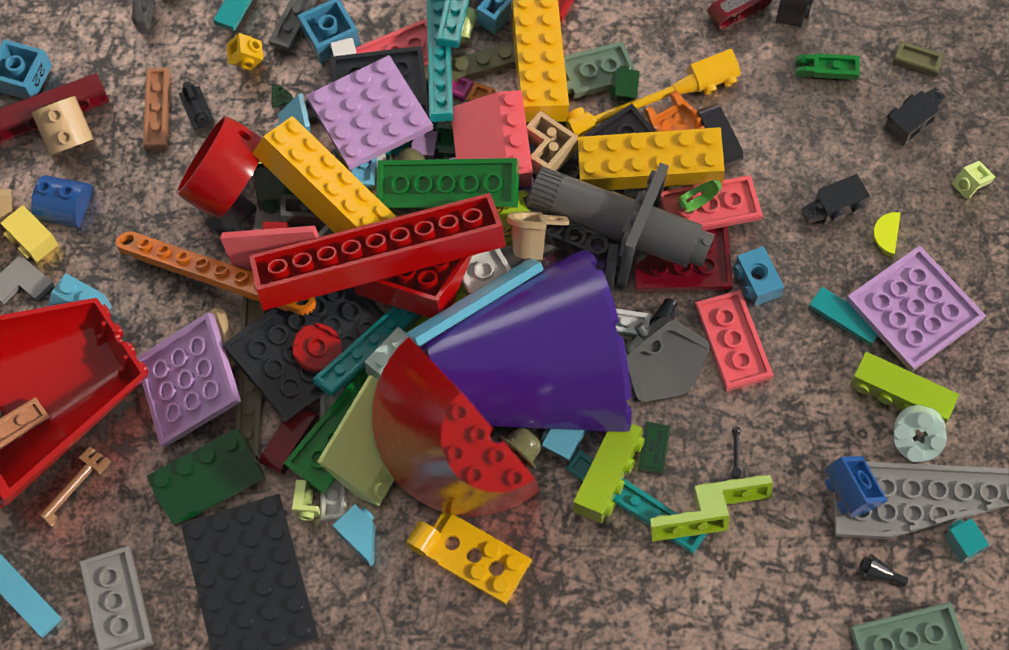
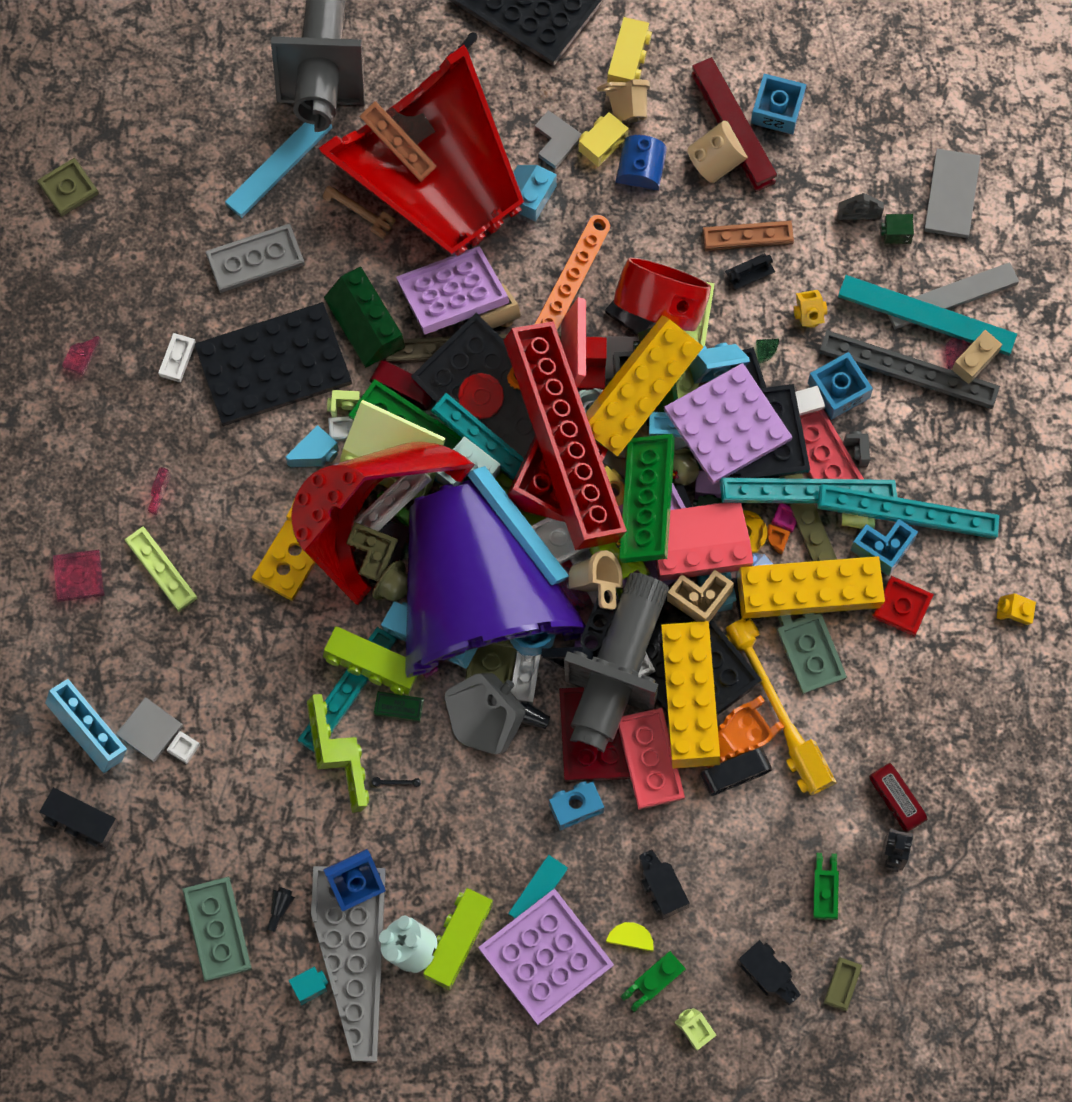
camera: 85 degrees right, 5 degrees up
(393, 17) = (861, 447): none -> dark grey bracket
(624, 84) = (788, 675): dark green brick -> none
(708, 192) = (641, 726): bright green helmet -> none
(733, 340) = (510, 782): coral tile -> none
(929, 214) = (655, 980): none -> green hinge

